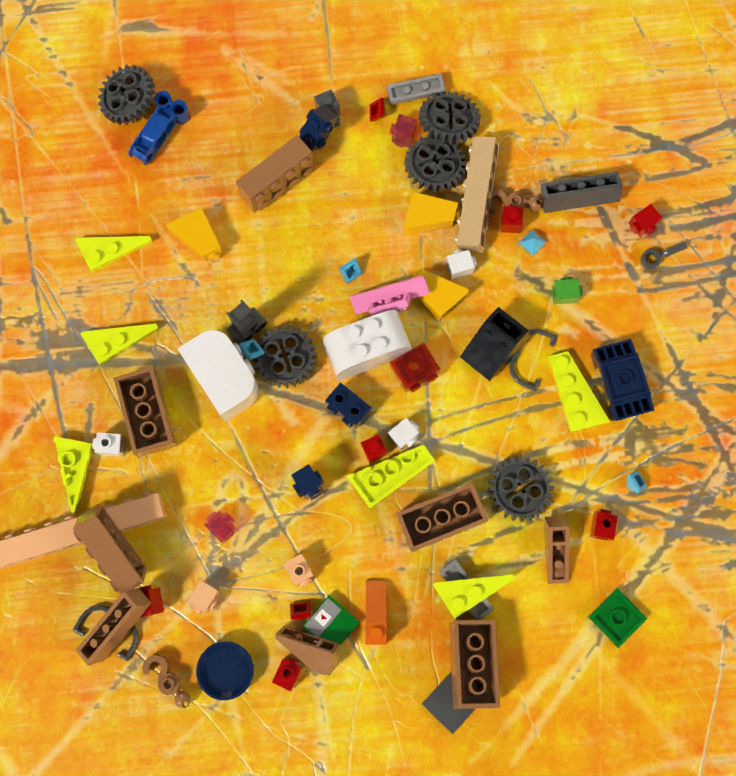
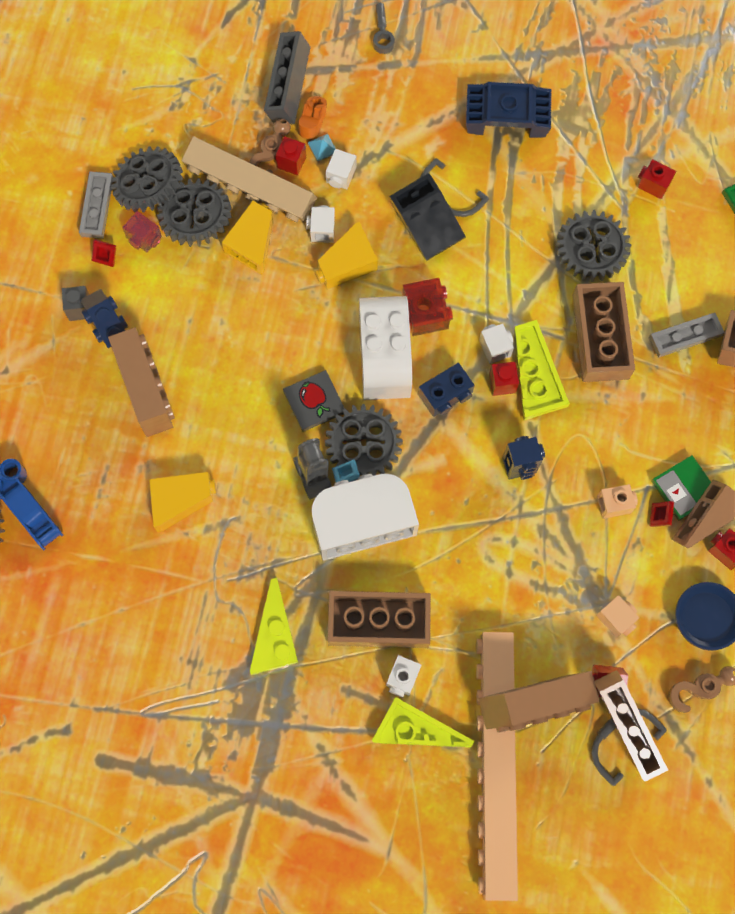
camera: 75 degrees left, 5 degrees down
(106, 250) = (154, 617): neon yellow wing -> none
(221, 525) = (541, 572): clear pink brick -> none
(309, 308) = (314, 400): none -> dark grey tile
(350, 270) = (285, 340): medium azure slope -> none
(375, 613) = (688, 434): orange slope -> none
(390, 297) = (338, 305): bright pink bracket -> none
(466, 593) = (693, 334): neon yellow wing -> none
(513, 262) = (341, 169): none -> white brick
(555, 224) = (312, 117): none -> orange piece
(557, 549) = (666, 230): medium nougat slope -> none
(566, 291) = (391, 130): bright green brick -> none
(577, 398) = (508, 161): neon yellow wing -> none
(635, 482) = (619, 135): medium azure slope -> none
(645, 221) = (342, 30): red brick -> none

